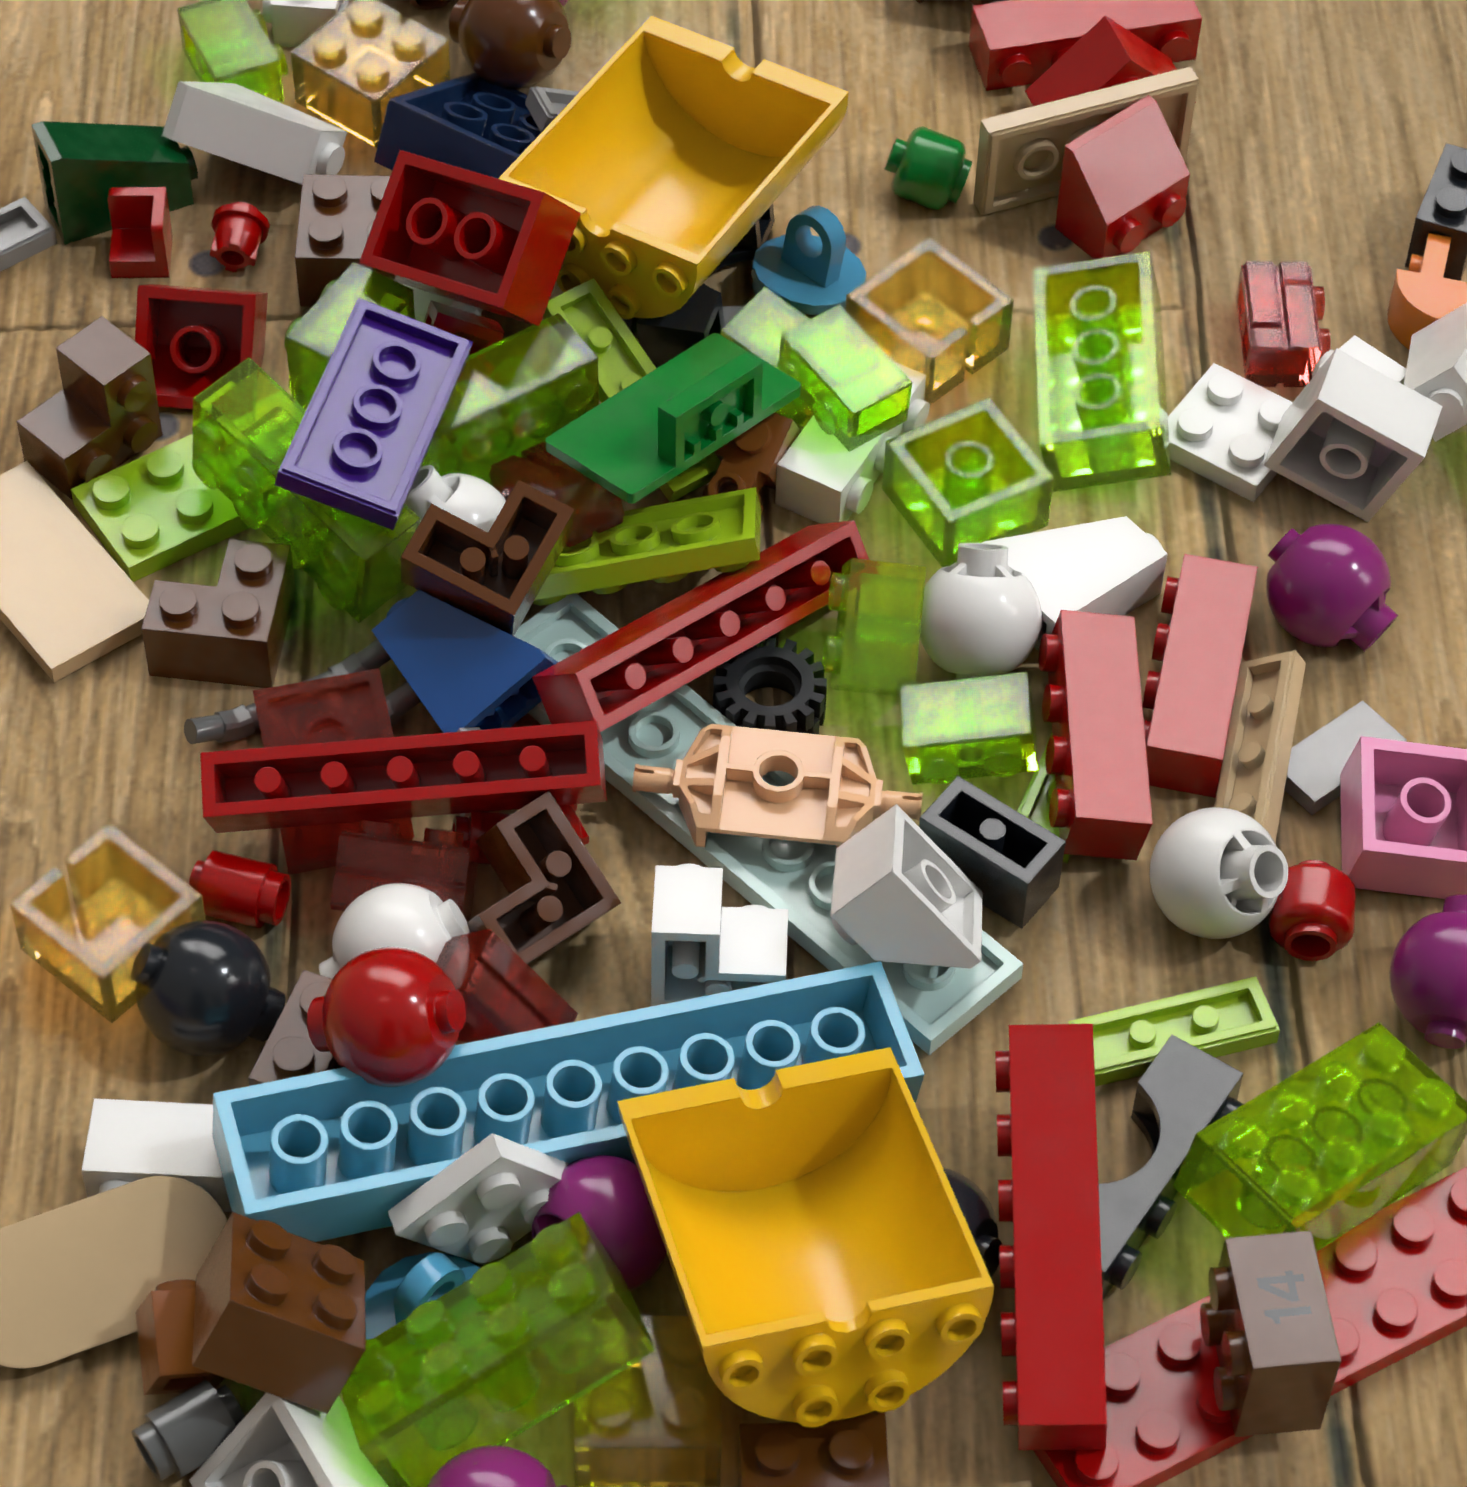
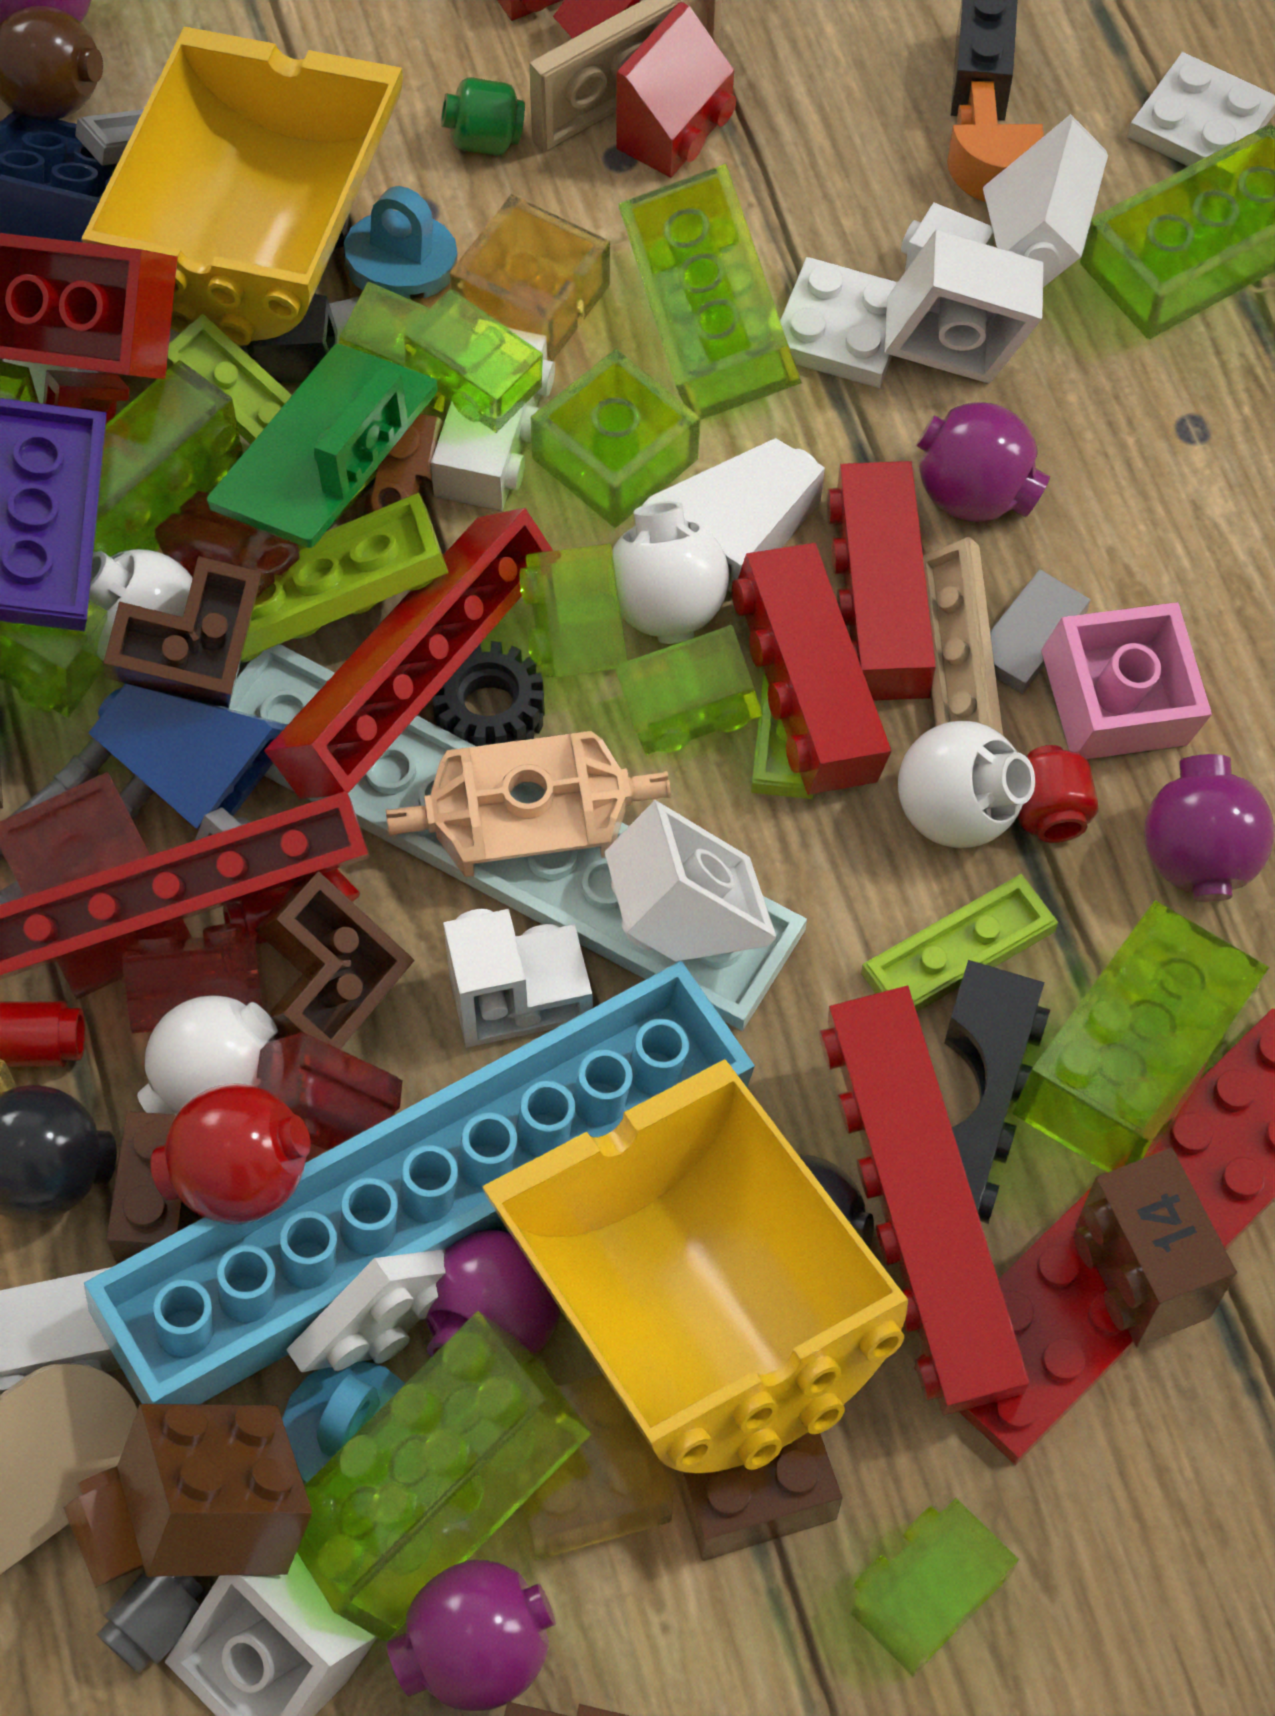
camera: 15 degrees left, 10 degrees up
(997, 849) = (749, 811): black brick -> none
(1280, 323) = (857, 202): clear red brick -> none

